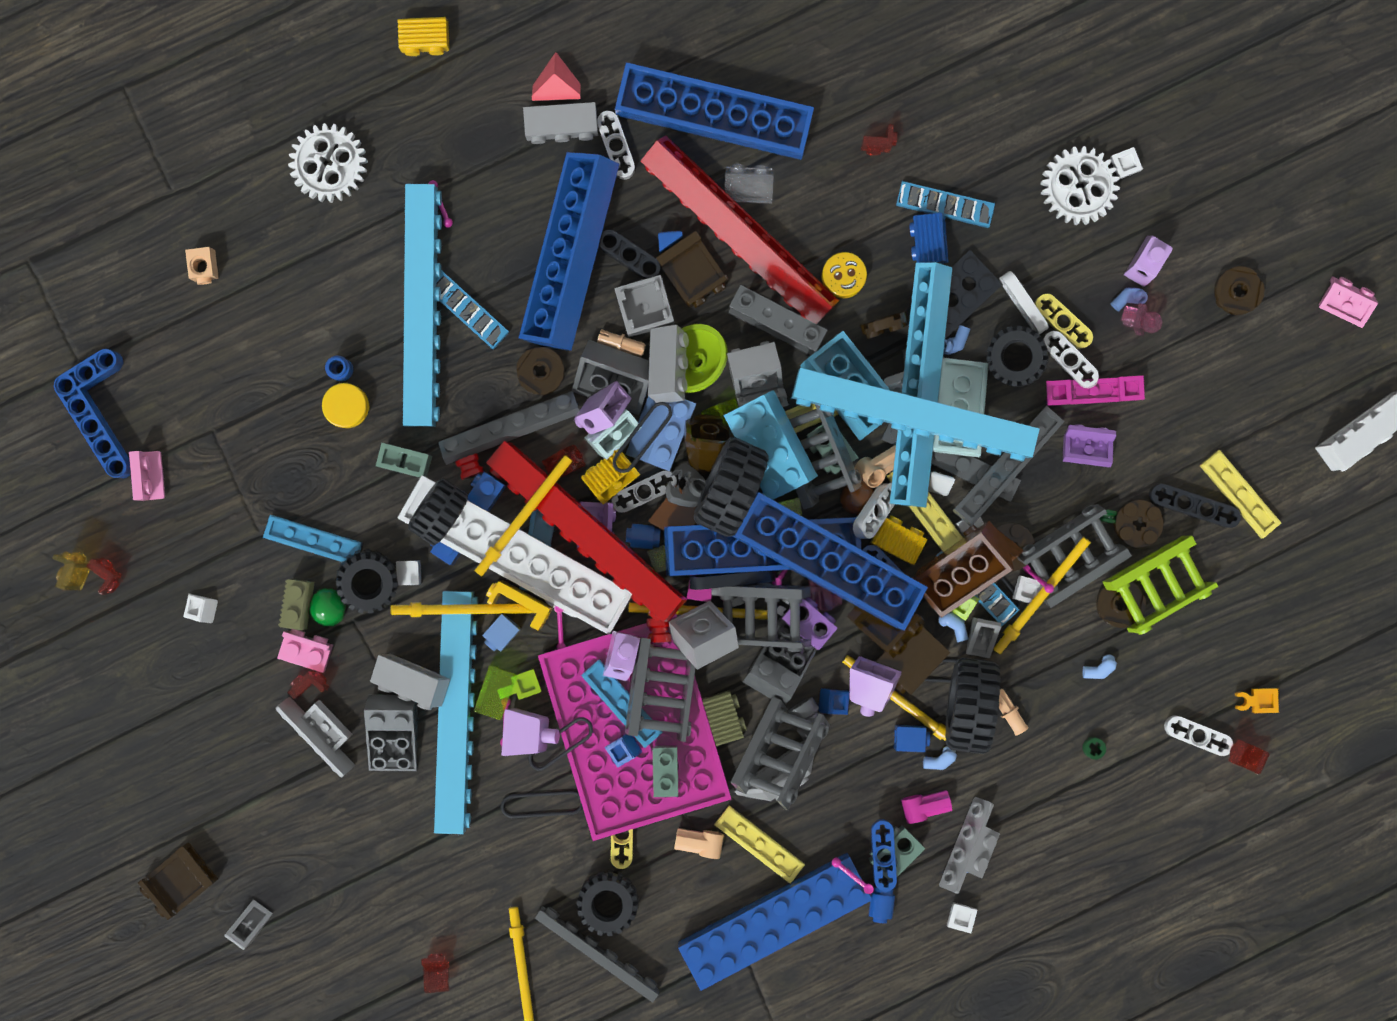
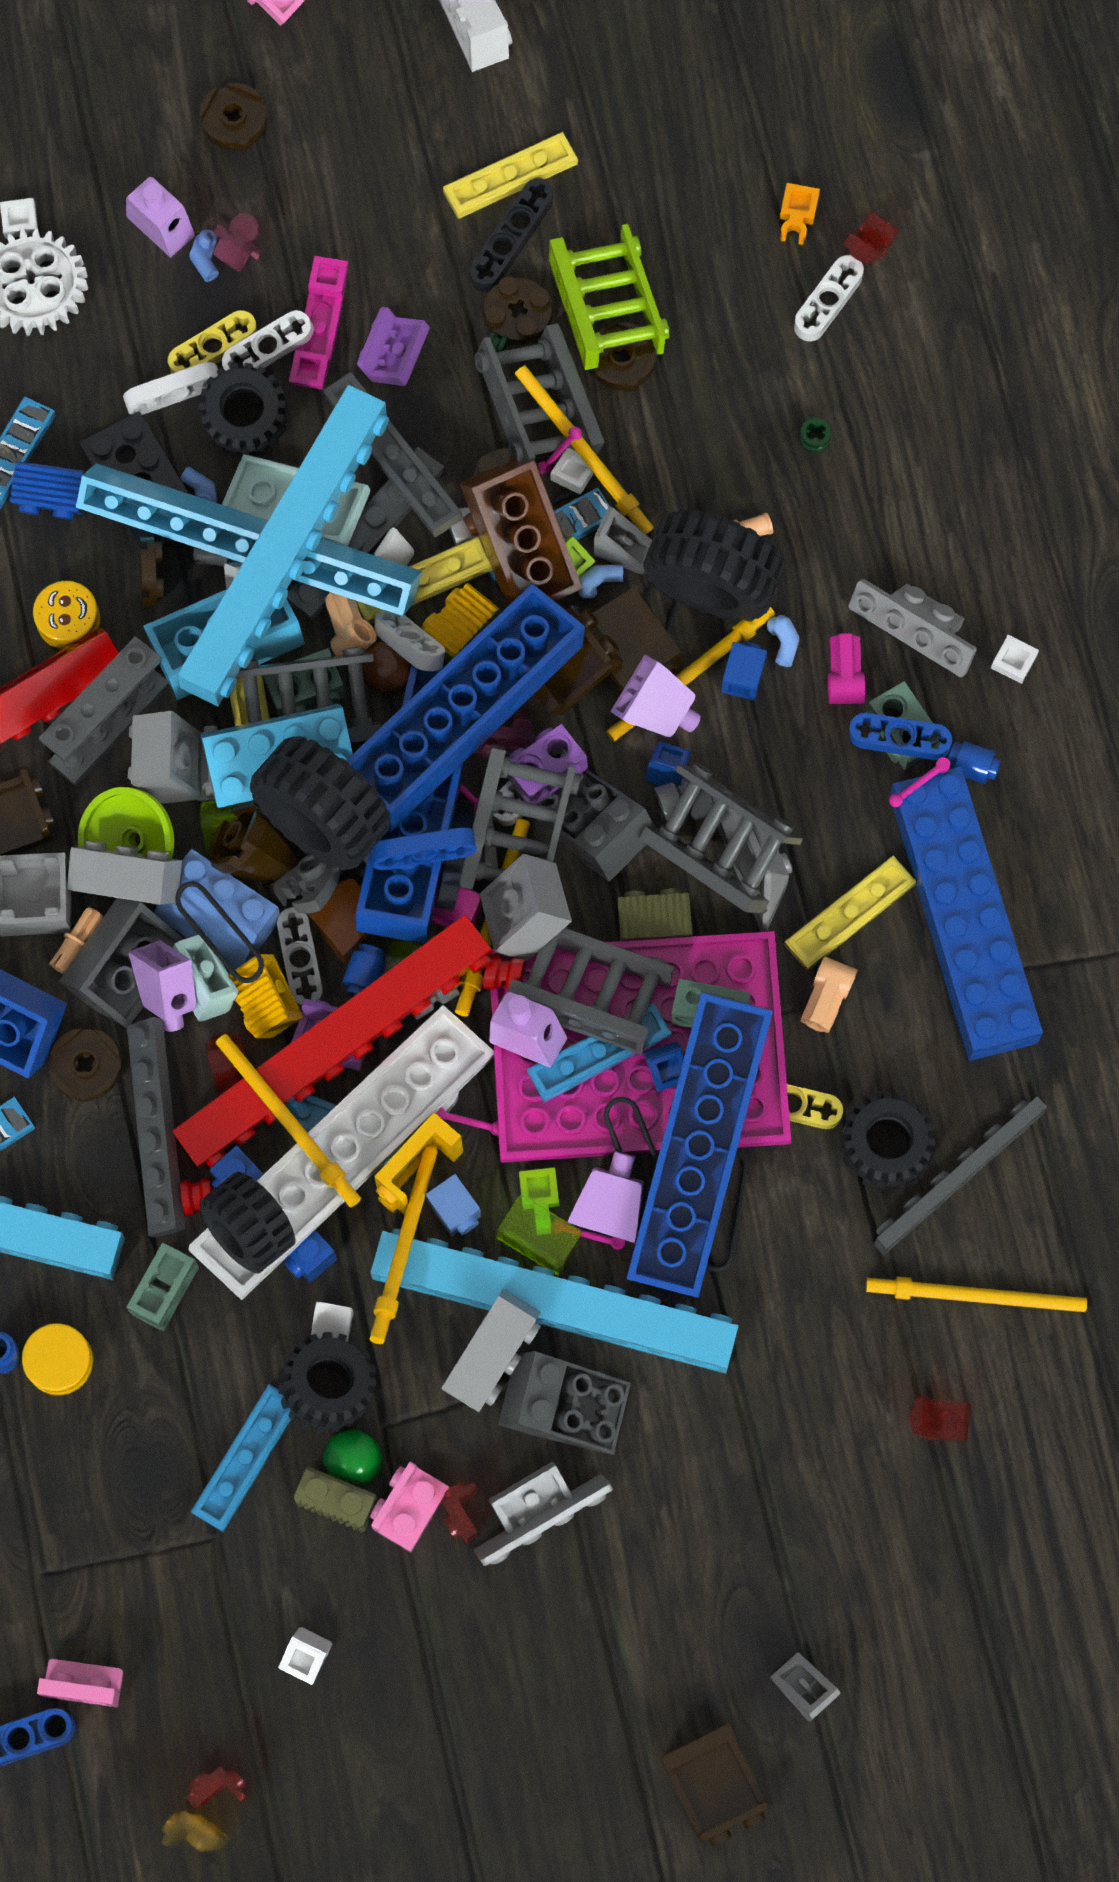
camera: 70 degrees left, 15 degrees down
(571, 786) = (699, 1144): none -> blue brick
(721, 561) = (423, 848): none -> blue beam
(1103, 670) = (710, 401): light blue arm -> none

